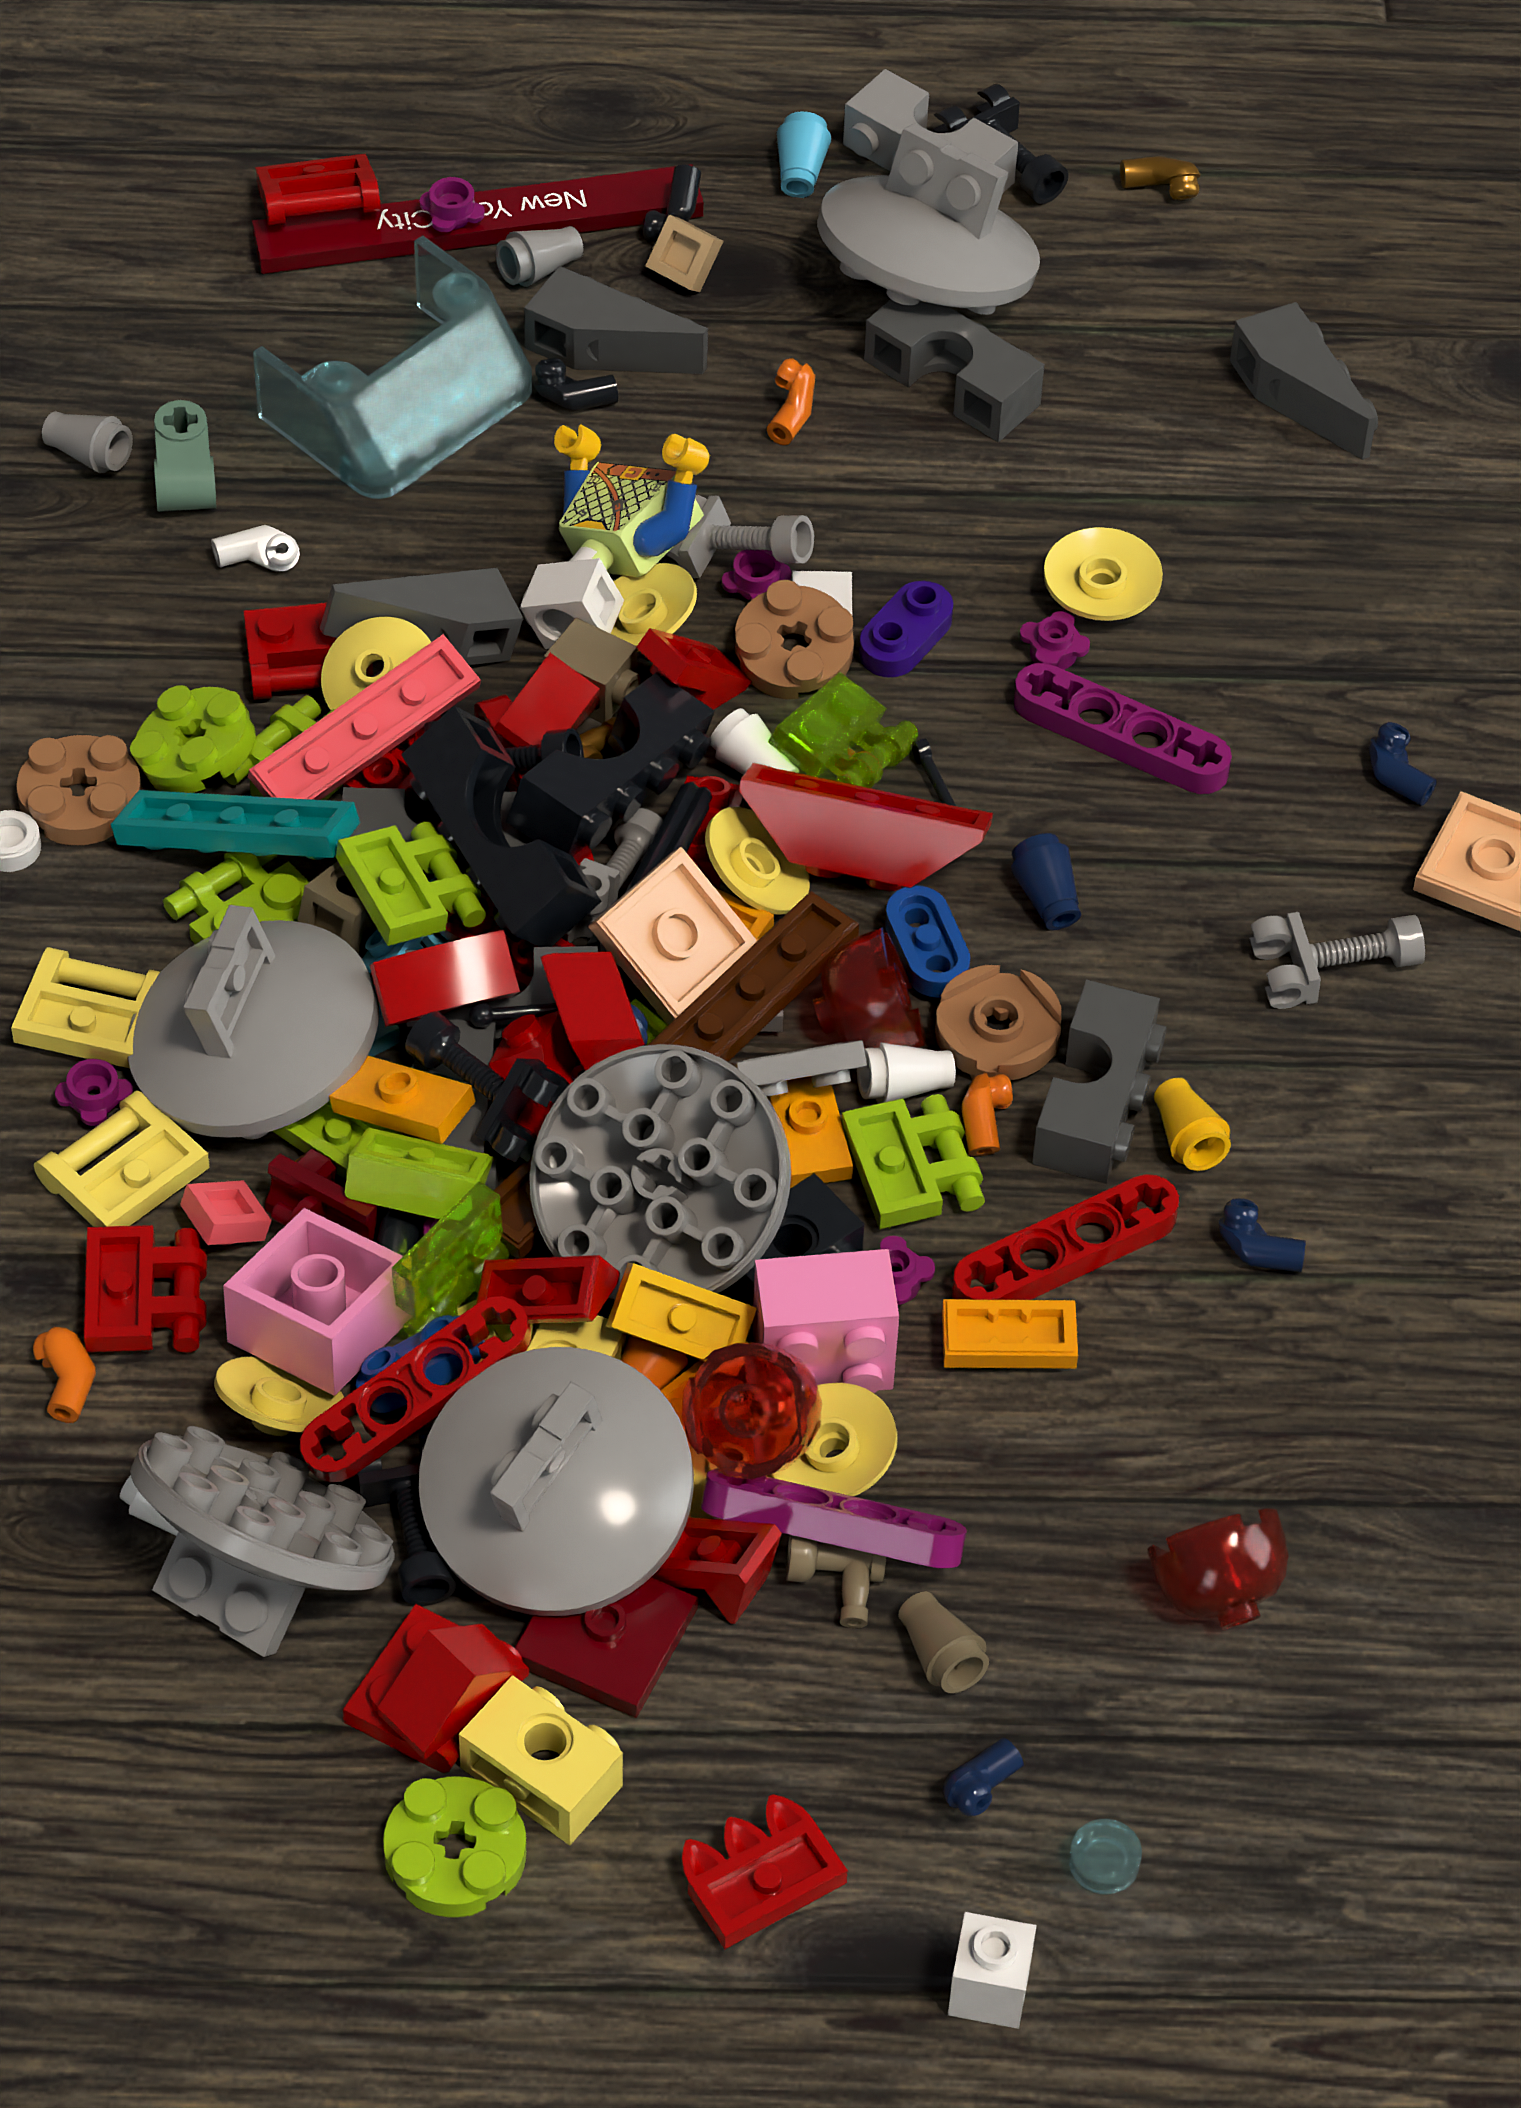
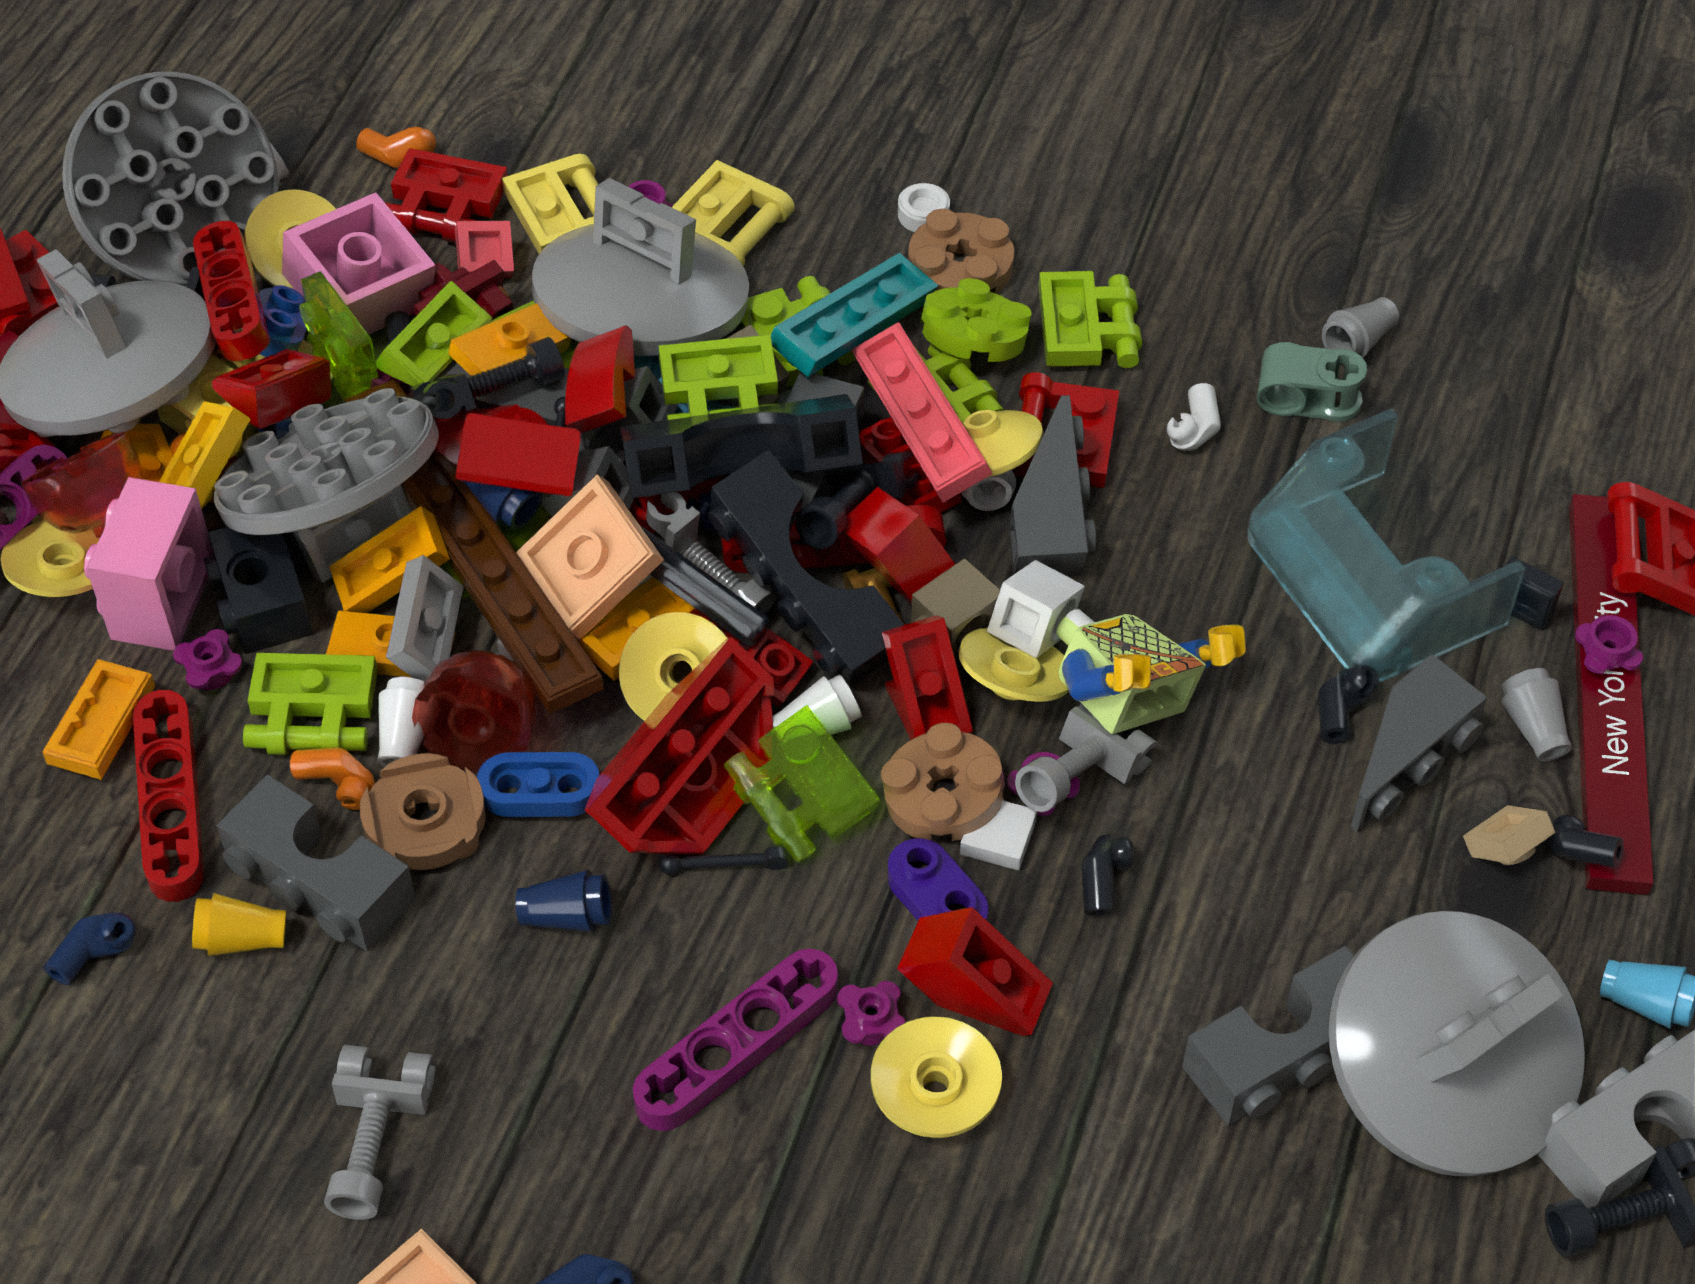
camera: 110 degrees right, 0 degrees up
(146, 656) = (1072, 323): none -> lime plate
(401, 274) = (1536, 596): none -> black tile
(798, 405) = (1273, 883): orange arm -> none
(840, 514) = (1098, 872): none -> black arm
(988, 578) = (975, 971): none -> red slope

